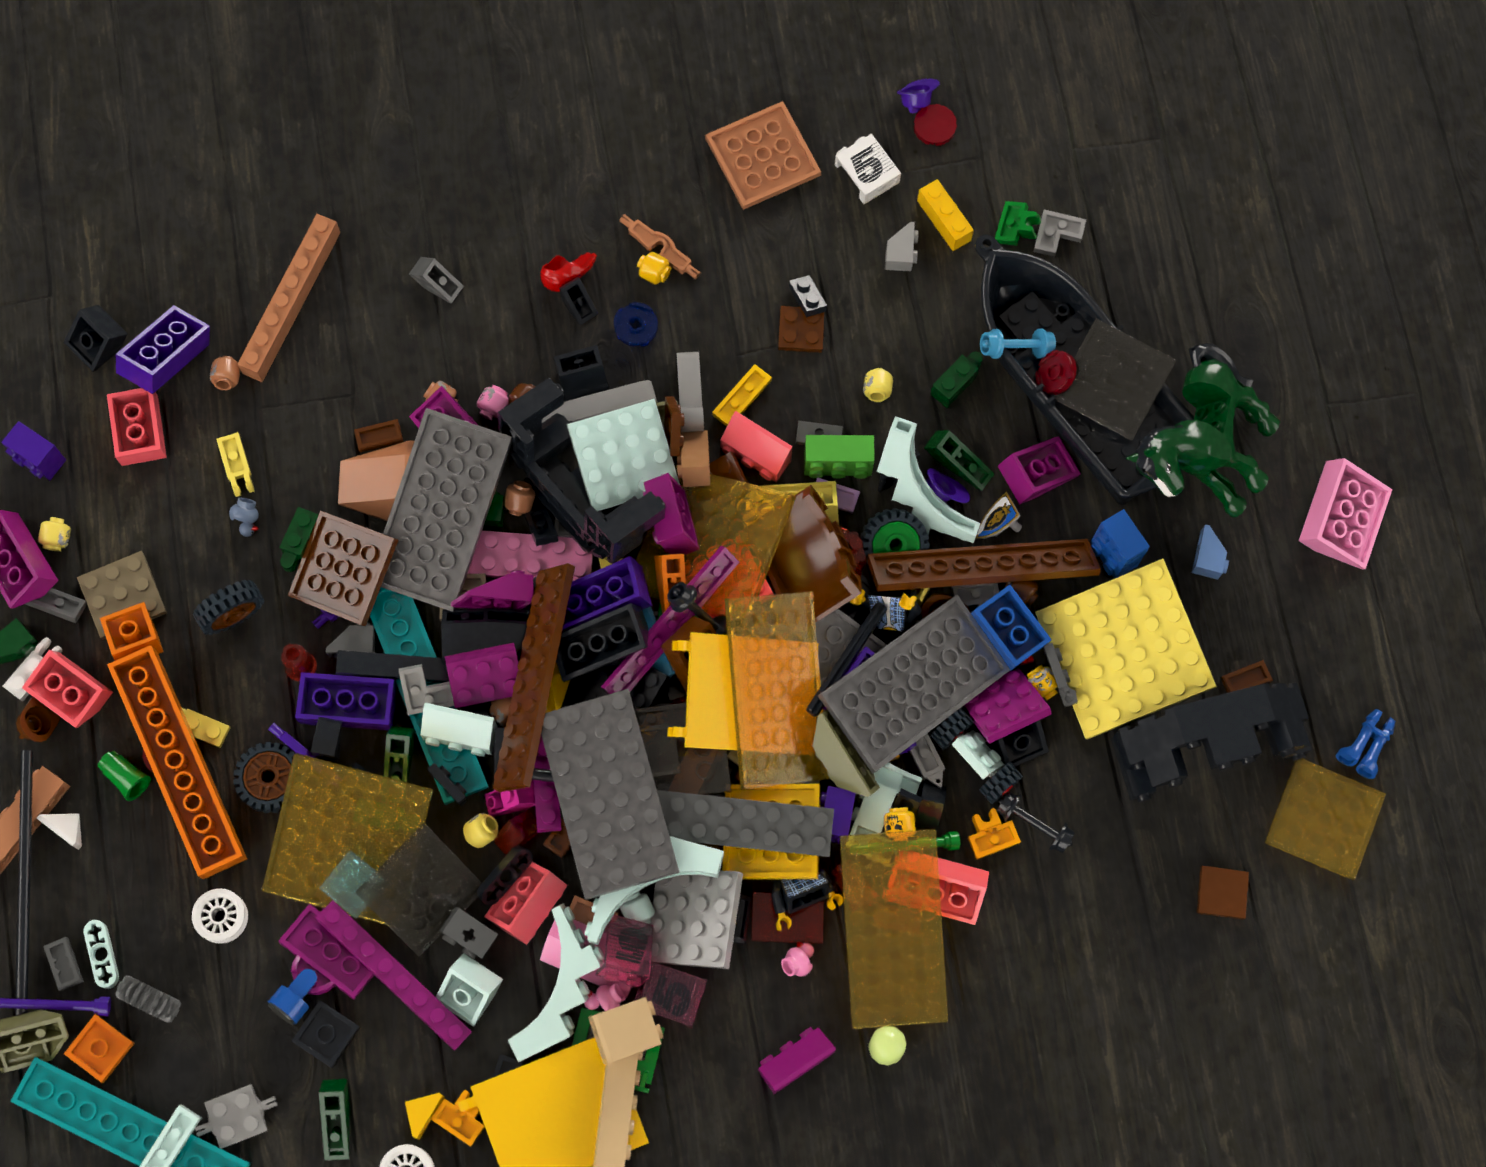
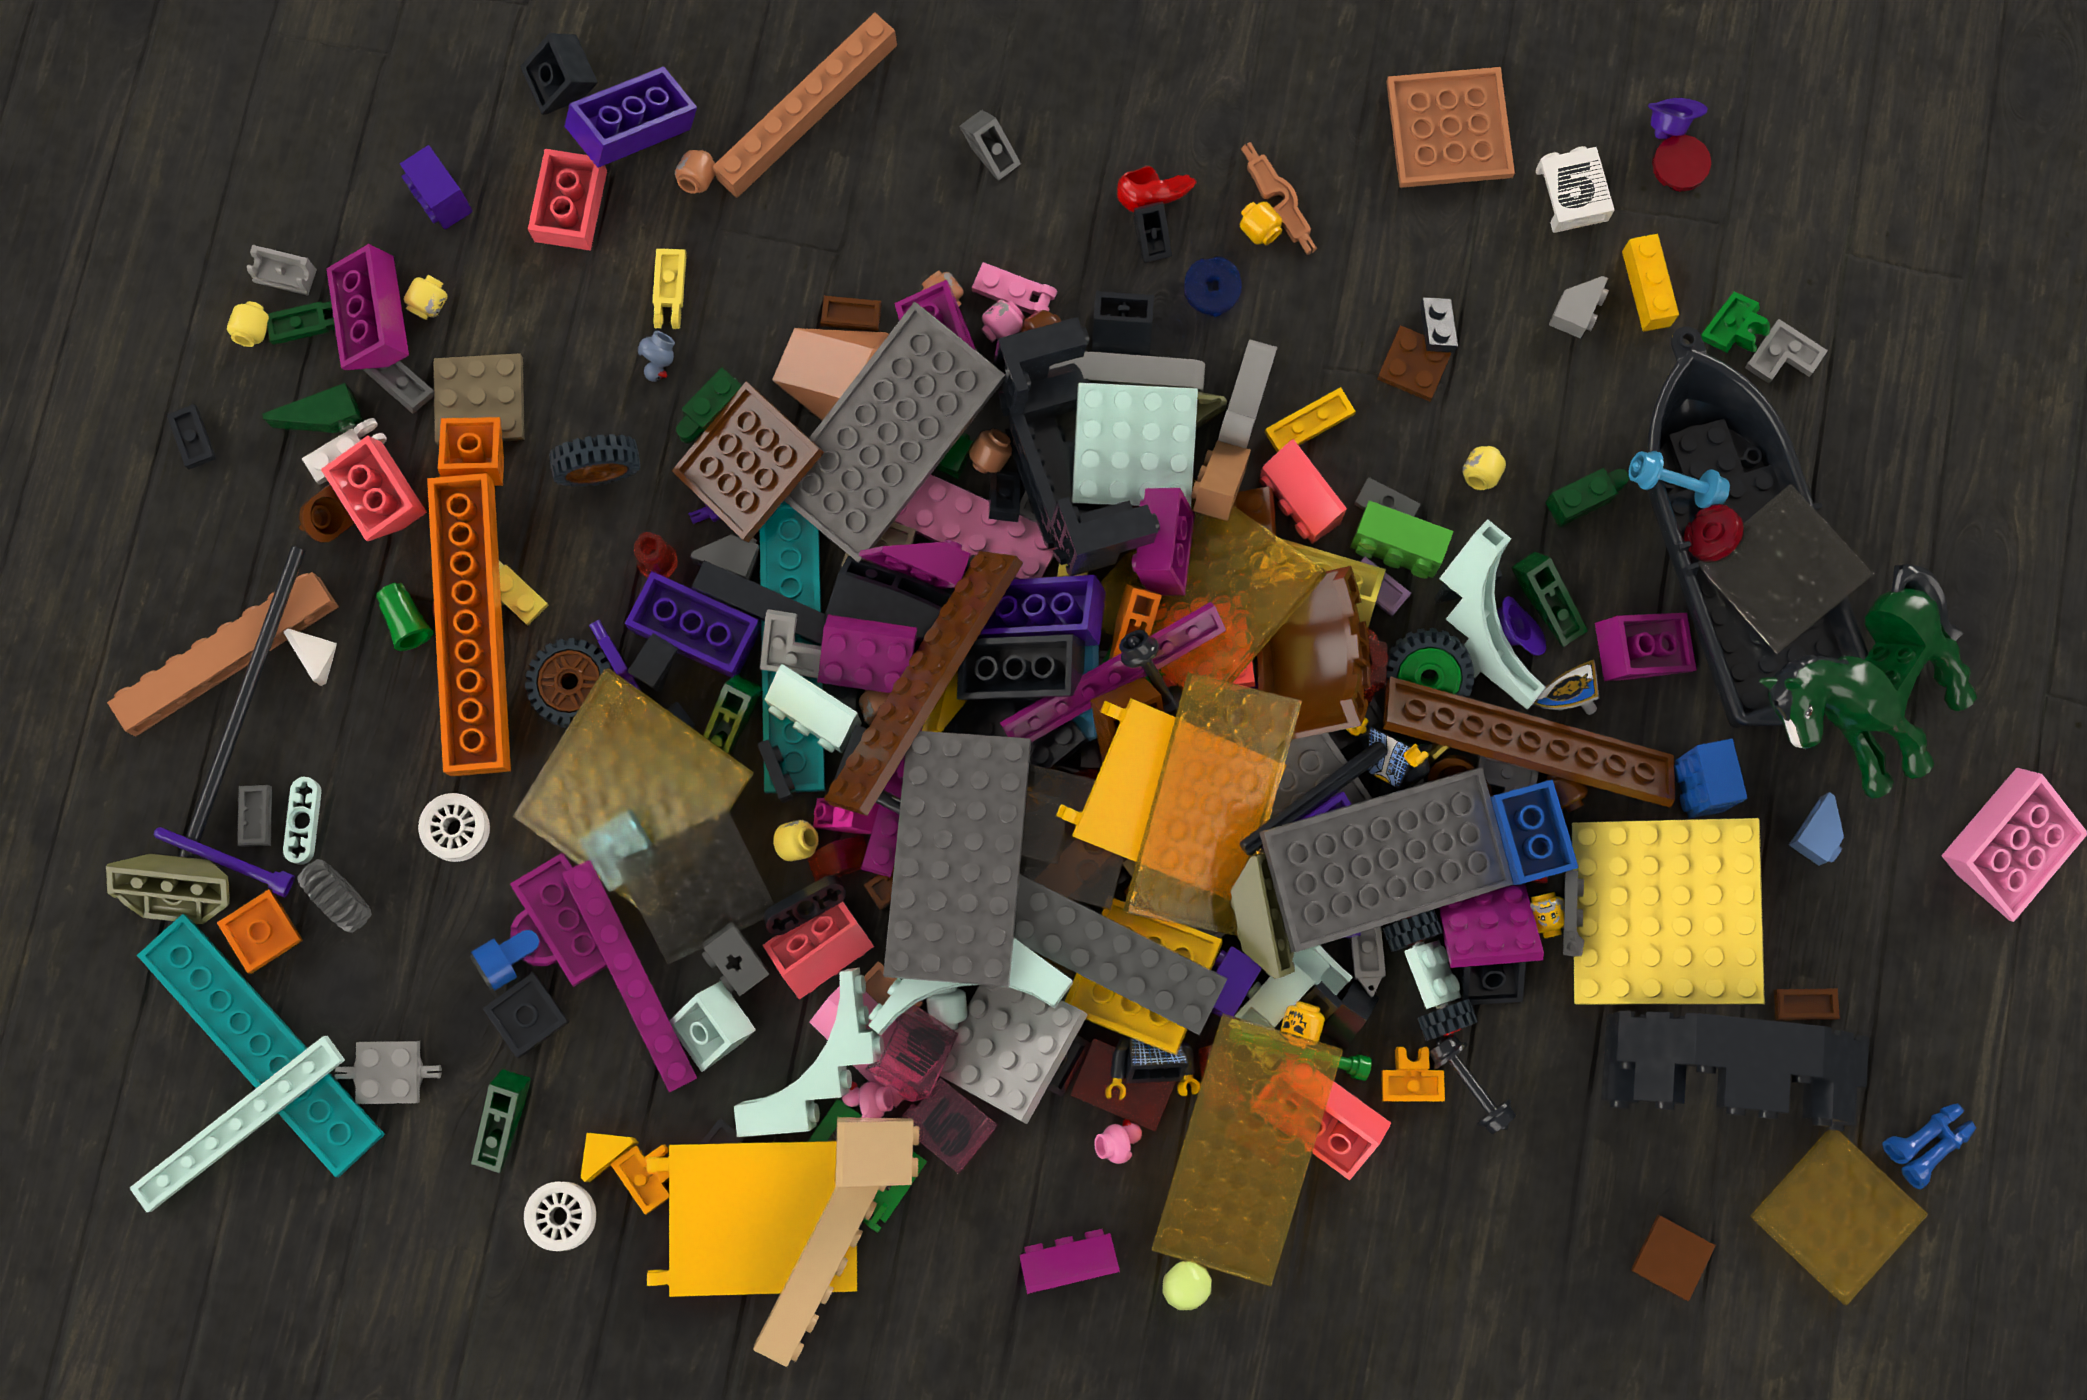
camera: 25 degrees right, 5 degrees up
(486, 376) = (1006, 286): none -> bright pink plate
(672, 425) = (1210, 426): reddish brown plate -> none

